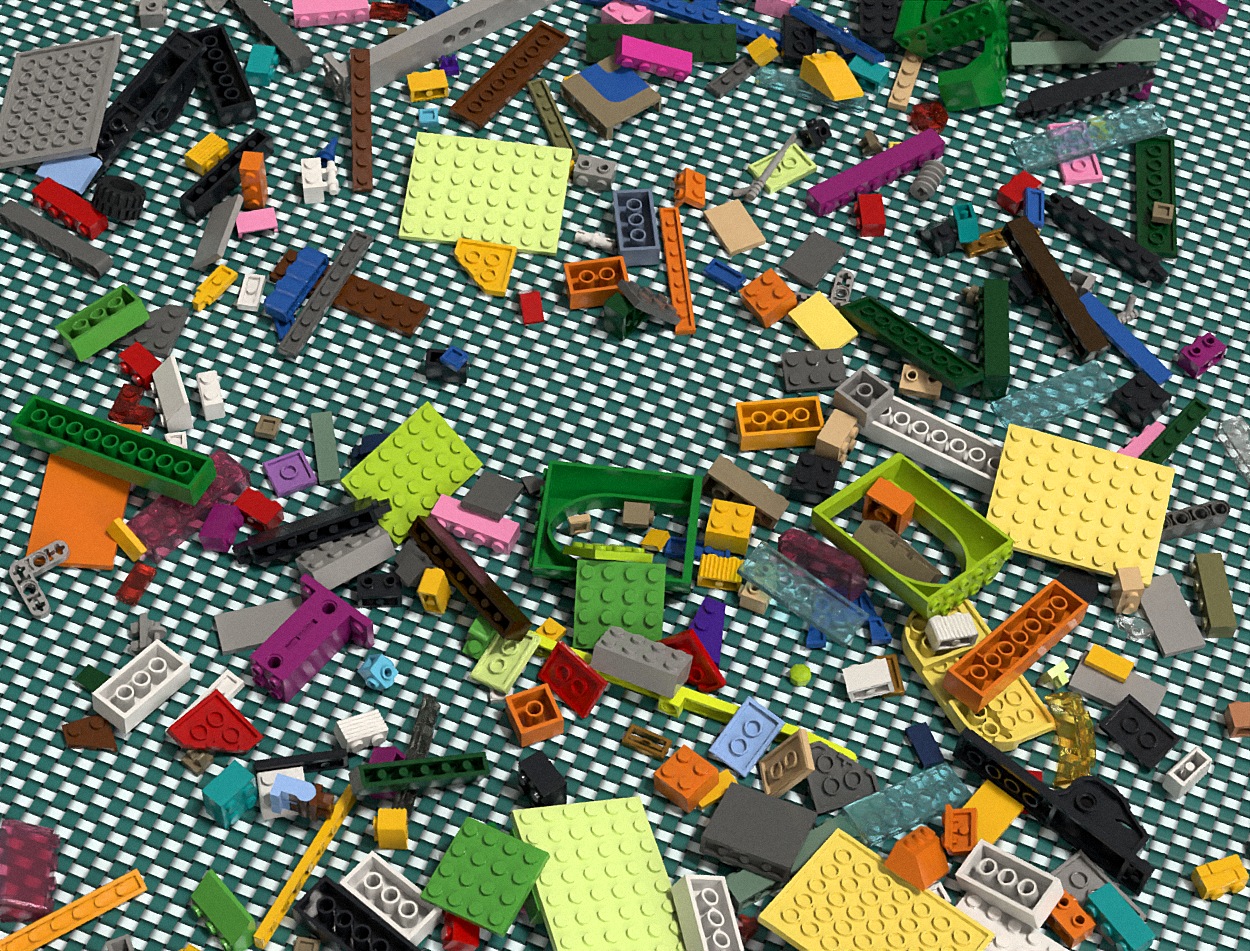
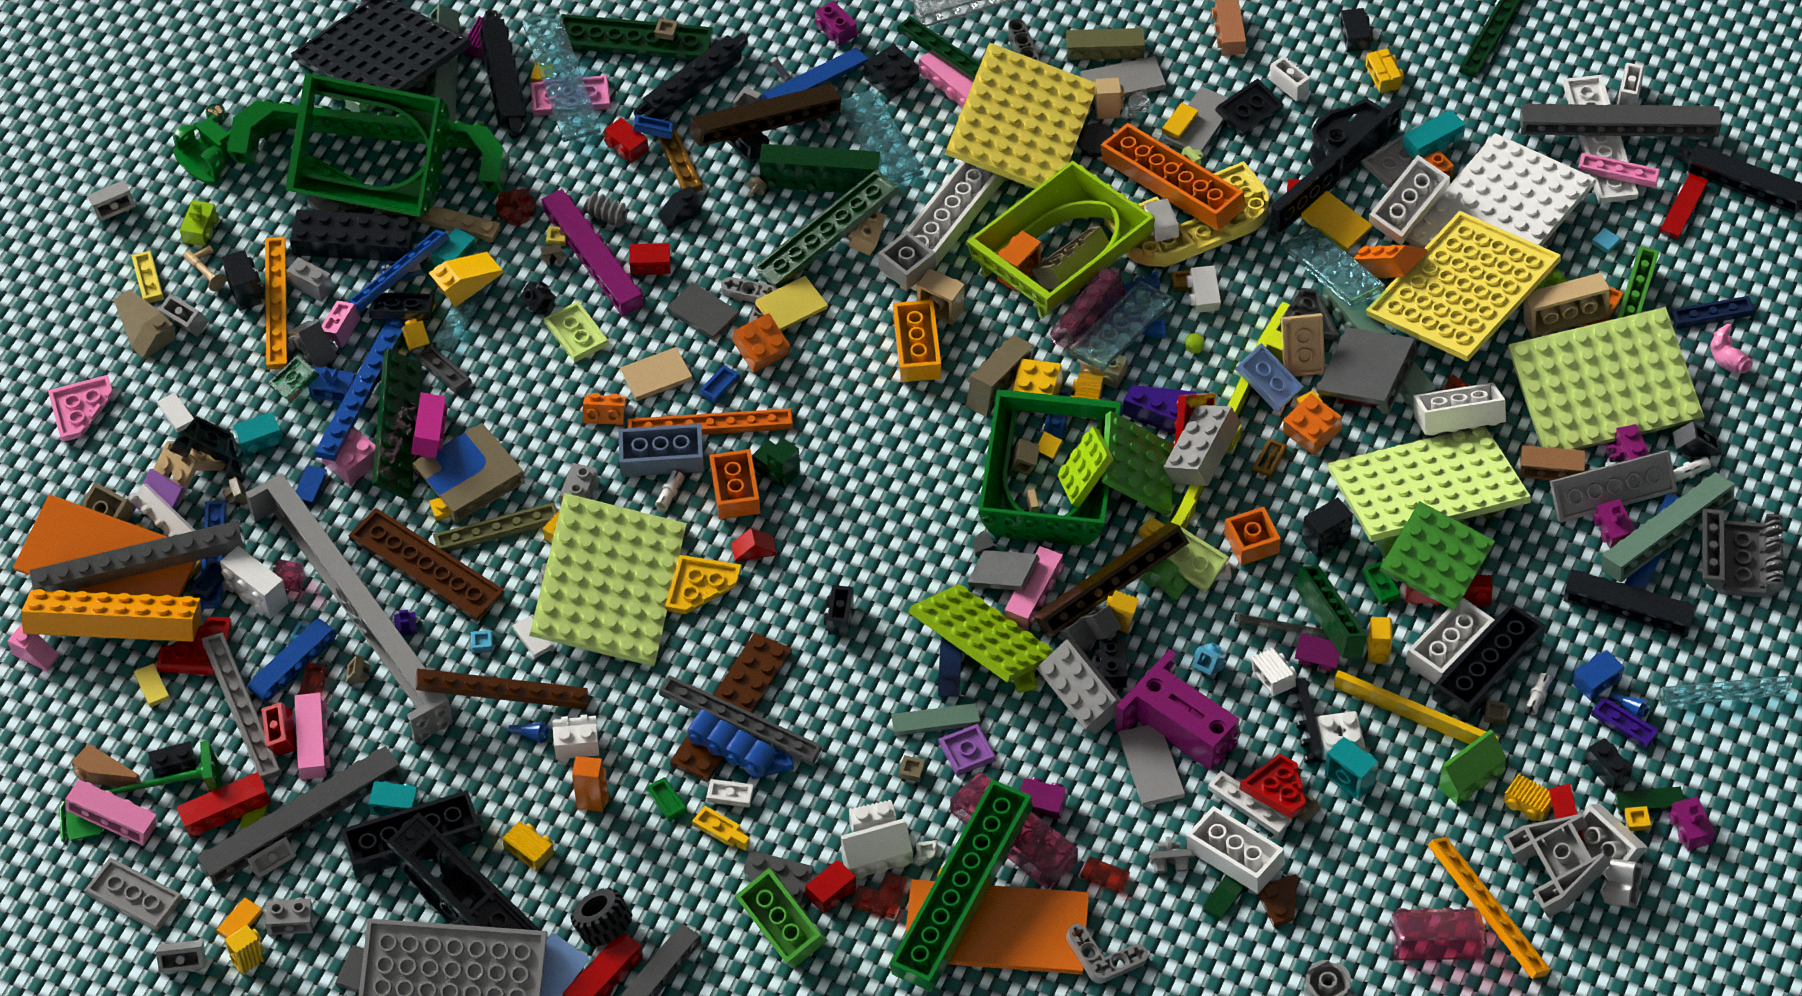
camera: 85 degrees left, 0 degrees up
(126, 539) = (1061, 877): yellow tile -> none
(217, 232) = (650, 824): light grey tile -> none
(222, 177) = (566, 820): black brick -> none
(251, 250) = (666, 799): none -> green tile
(256, 221) = (634, 792): bright pink hinge -> none
(258, 510) = (1020, 764): red brick -> none
(301, 798) = (1364, 701): hips -> none
(312, 530) = (1056, 711): black hinge -> none
(427, 85) = (437, 638): yellow brick -> none
(454, 358) = (843, 594): blue tile -> none
(572, 679) = (1212, 505): red tile -> none
(649, 302) = (771, 434): dark grey plate -> none
(754, 189) = (604, 348): light grey piece -> none
(813, 370) = (847, 315): dark grey plate -> none
(813, 479) = (982, 319): black brick -> none
(924, 745) = (1263, 258): dark blue tile -> none
(960, 830) = (1355, 232): orange bracket -> none
(965, 222) = (671, 179): teal brick -> none
(1075, 737) = (1264, 153): clear yellow windscreen -> none

